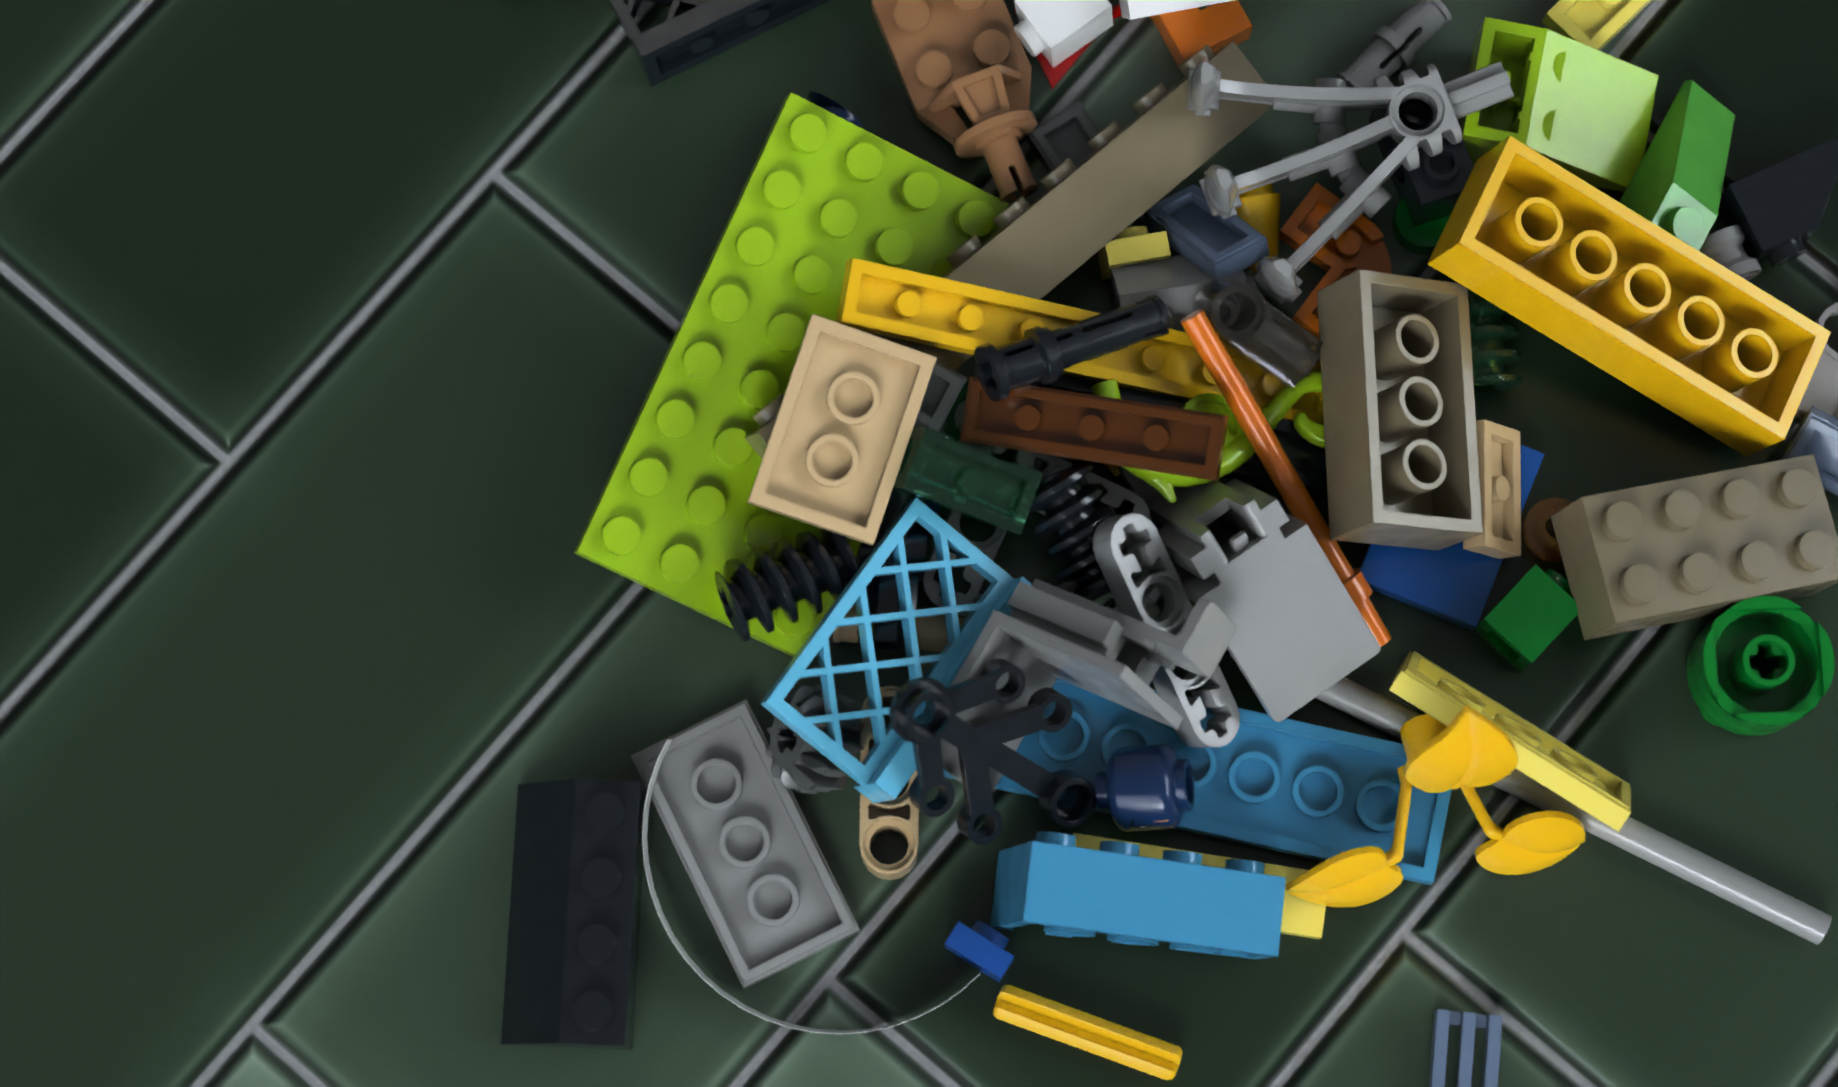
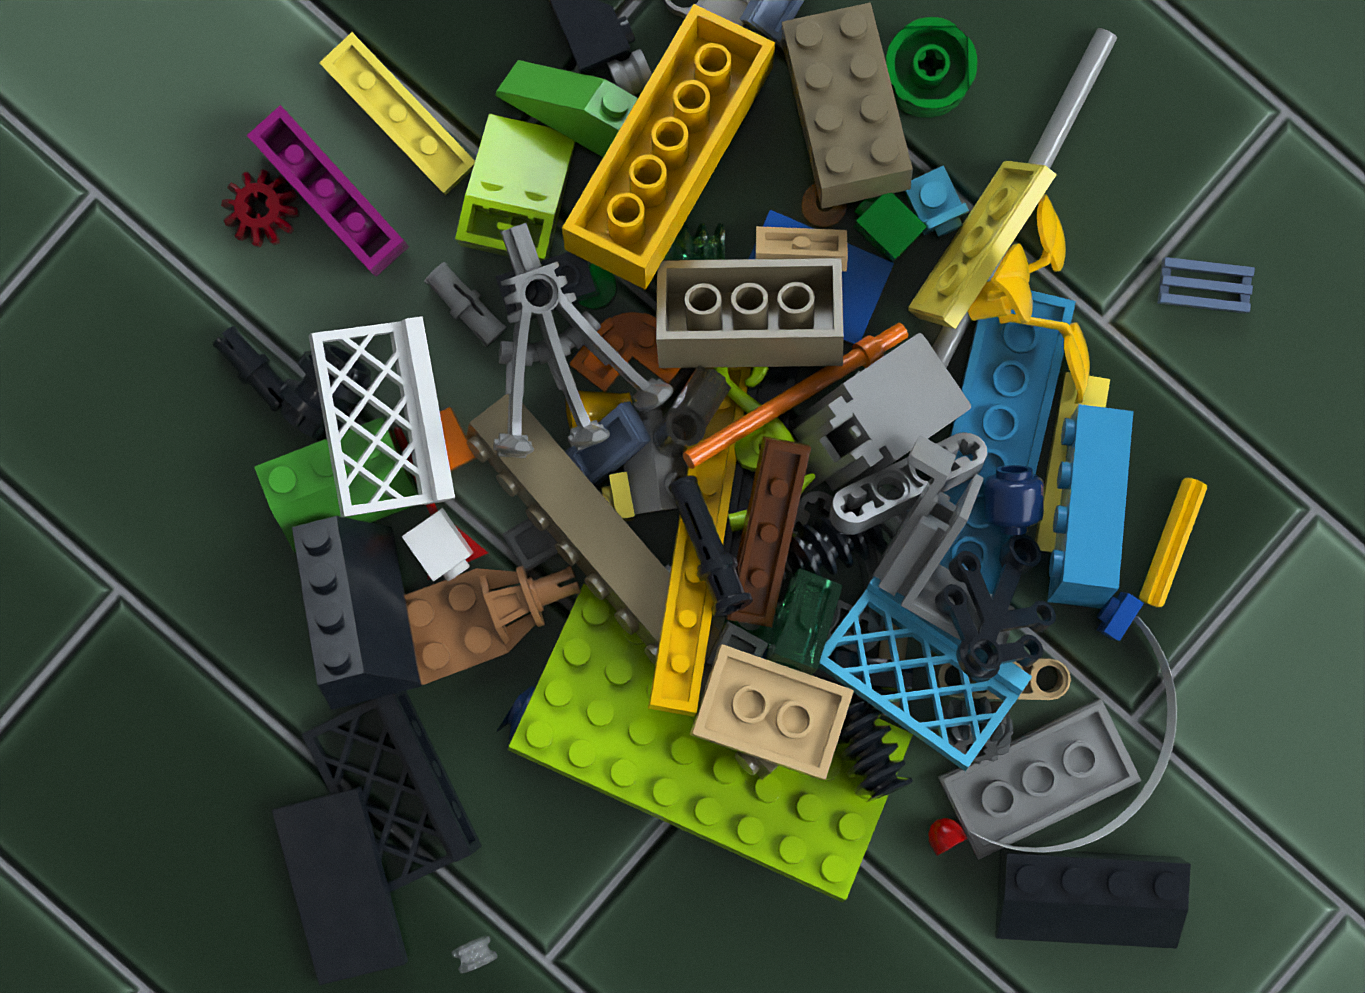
camera: 90 degrees left, 10 degrees up
(505, 73) = (474, 954): none -> clear bush
(664, 709) = (945, 835): none -> red hinge
(1565, 686) = (936, 202): none -> medium azure bracket

